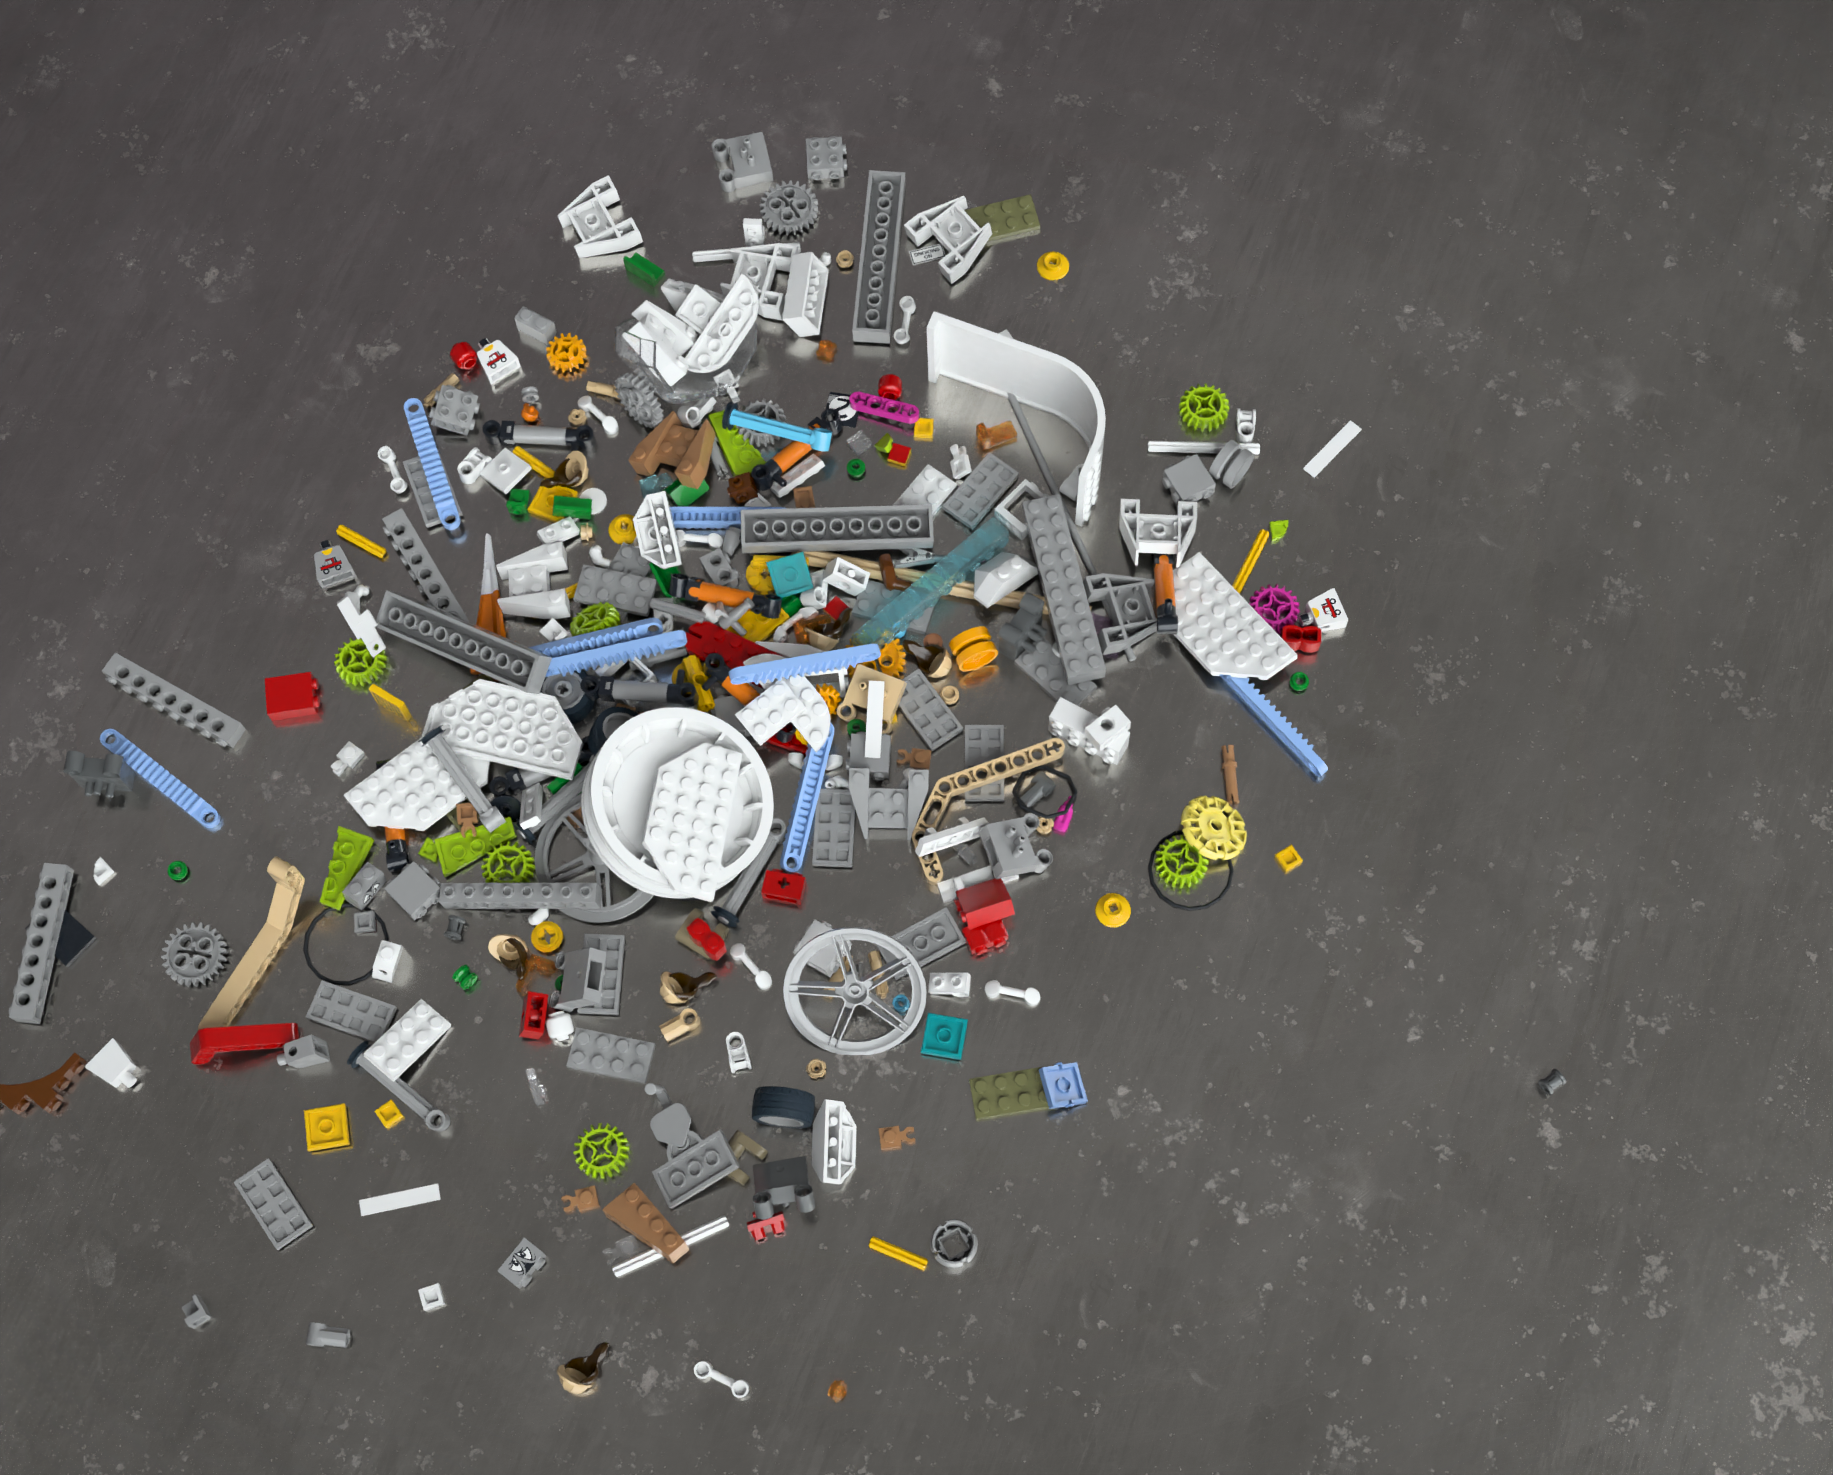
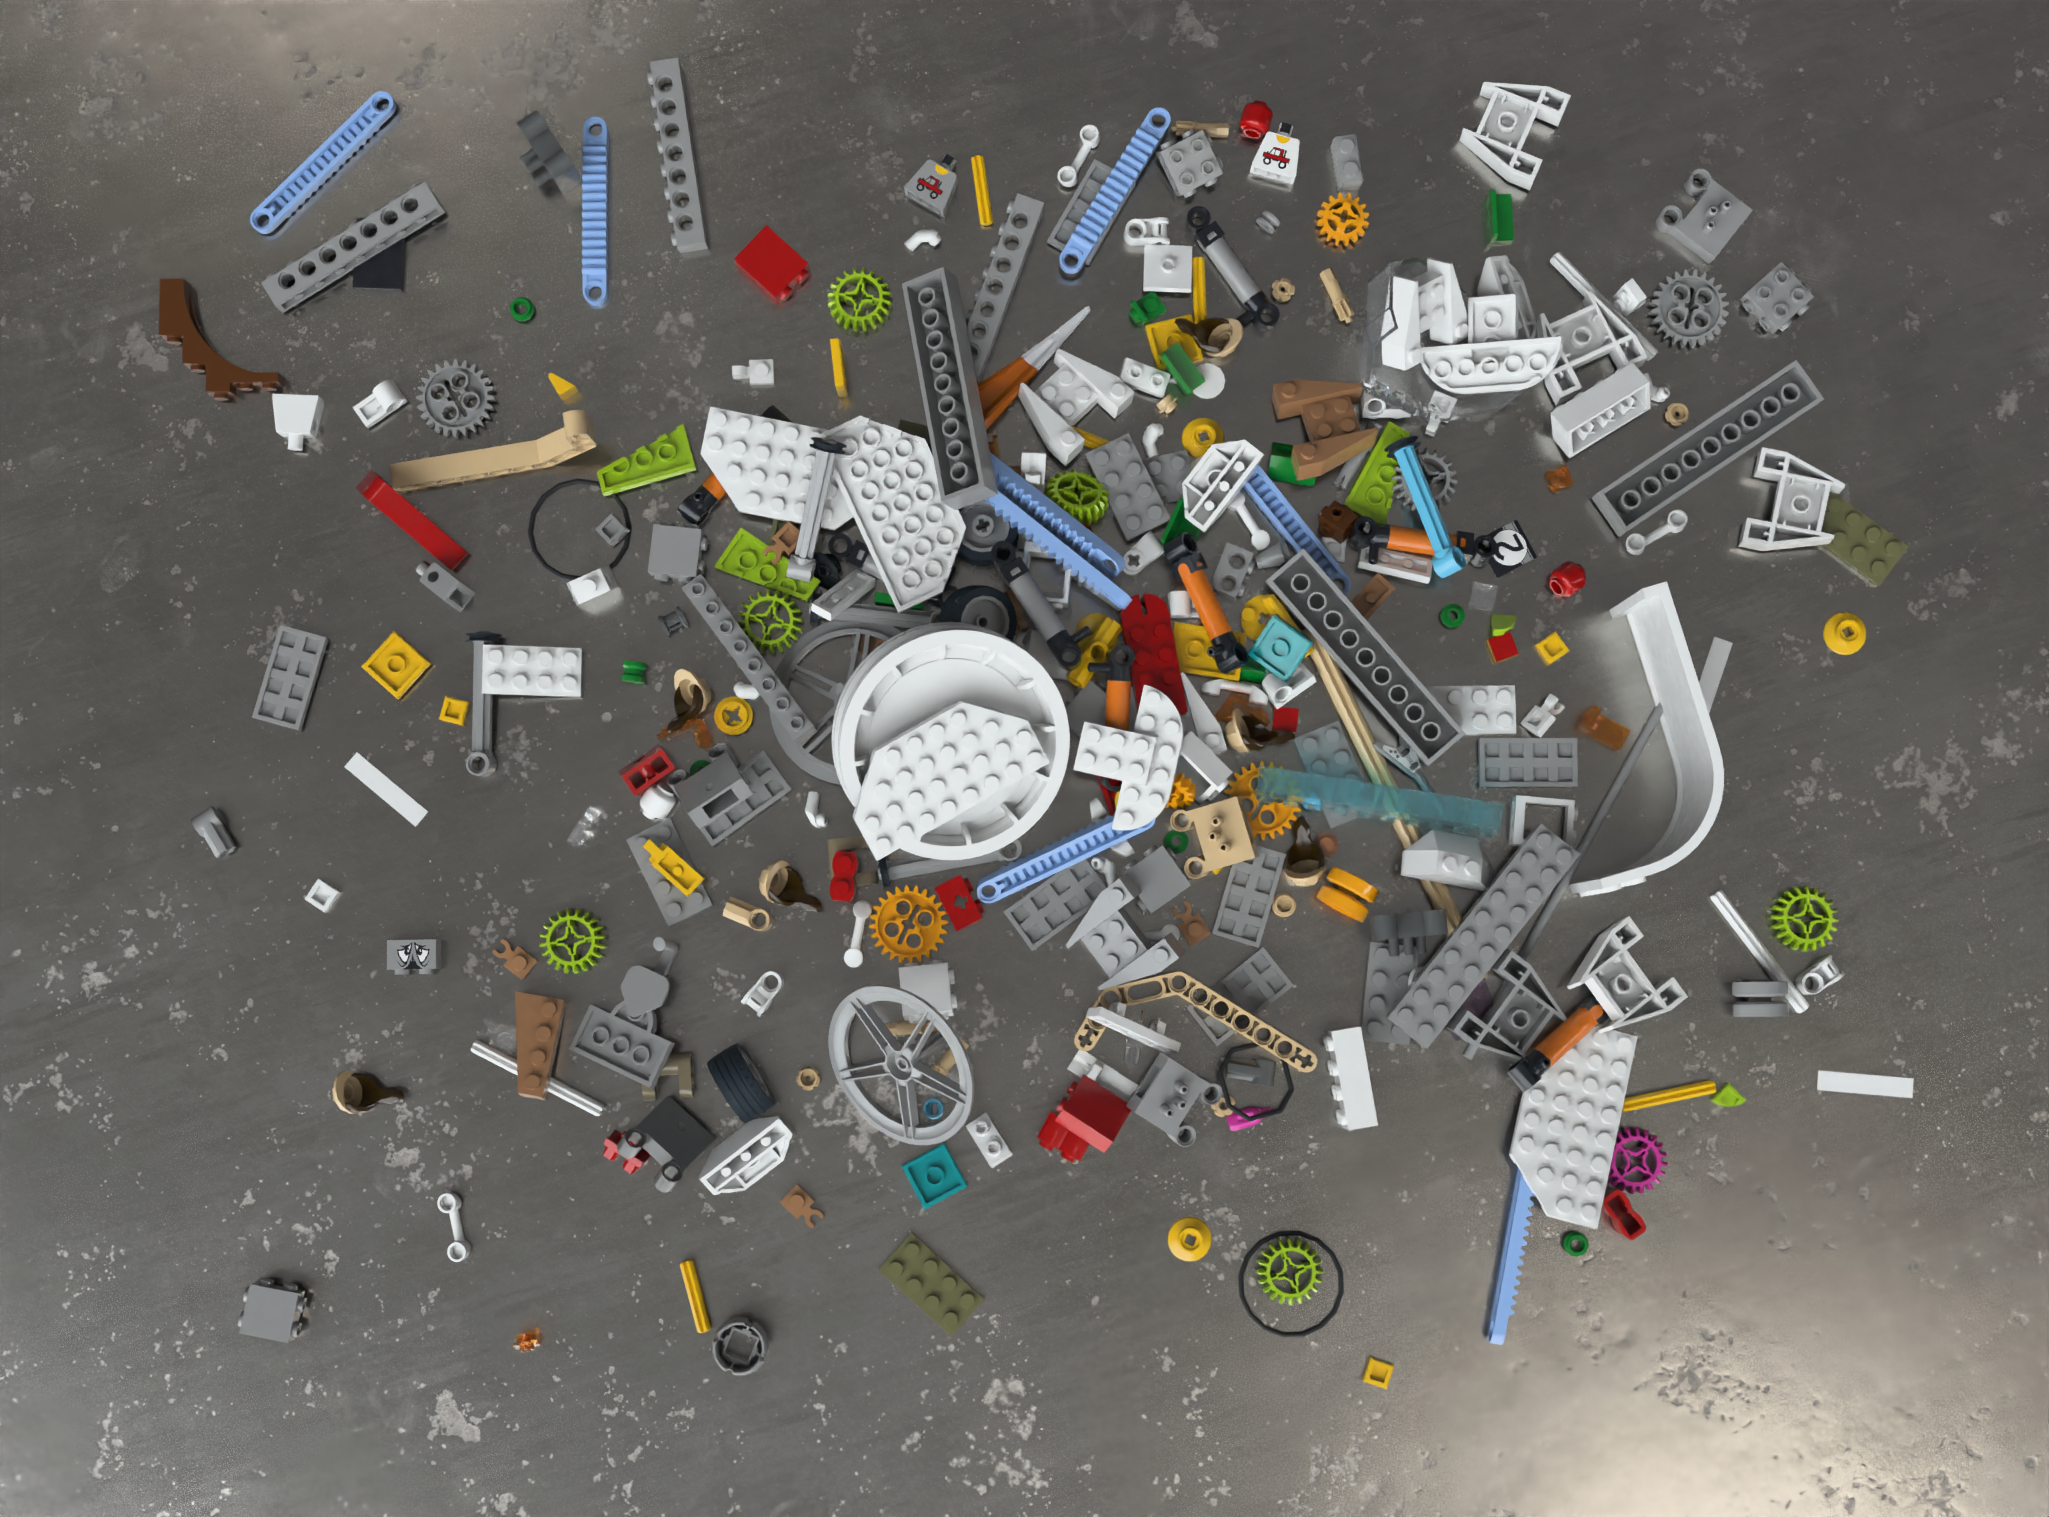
camera: 50 degrees right, 15 degrees up
(101, 871) = (466, 238): white tile -> none
(154, 1005) = (381, 403): none -> white plate
(196, 1312) = (143, 693): light grey panel -> none
(248, 881) = (564, 388): none -> yellow slope
(350, 1012) = (518, 593): light grey plate -> none
(362, 624) = (893, 271): white piece -> none
(364, 886) = (643, 501): light grey brick -> none
(429, 851) = (728, 530): lime tile -> none
(529, 413) = (1247, 238): orange piece -> none
(609, 423) = (1301, 329): white bar -> none
(609, 1045) = (673, 867): none -> yellow hinge
(639, 400) = (1344, 341): light grey gear -> none
(654, 484) = (1270, 428): clear light blue plate -> none
(656, 935) = (816, 818): none -> white arm
(677, 610) = (1153, 567): light grey axle -> none
(730, 618) = (1183, 626): light grey piece -> none
(754, 936) = (888, 914): none -> light orange gear
(804, 664) = (1187, 751): light blue gear -> none
(846, 576) = (1323, 705): white brick -> none
(874, 719) = (1191, 859): white sticker -> none
(885, 404) = (1537, 592): dark pink beam -> none
(889, 575) = (1357, 749): reddish brown arm -> none
(927, 254) = (1752, 492): white sticker -> none
(927, 939) = (1012, 1081): light grey plate -> none
(1031, 995) = (1018, 1185): white bar -> none
(1063, 1085) = (973, 1330): medium blue plate -> none
(1070, 484) = (1611, 853): white piece -> none
(1102, 738) = (1376, 1108): white brick -> none
(1188, 480) = (1706, 967): light grey brick -> none
(1205, 833) = (1337, 1273): light yellow plate -> none
(1229, 766) = (1420, 1250): medium nougat pin -> none
(1325, 612) = (1671, 1215): white torso -> none

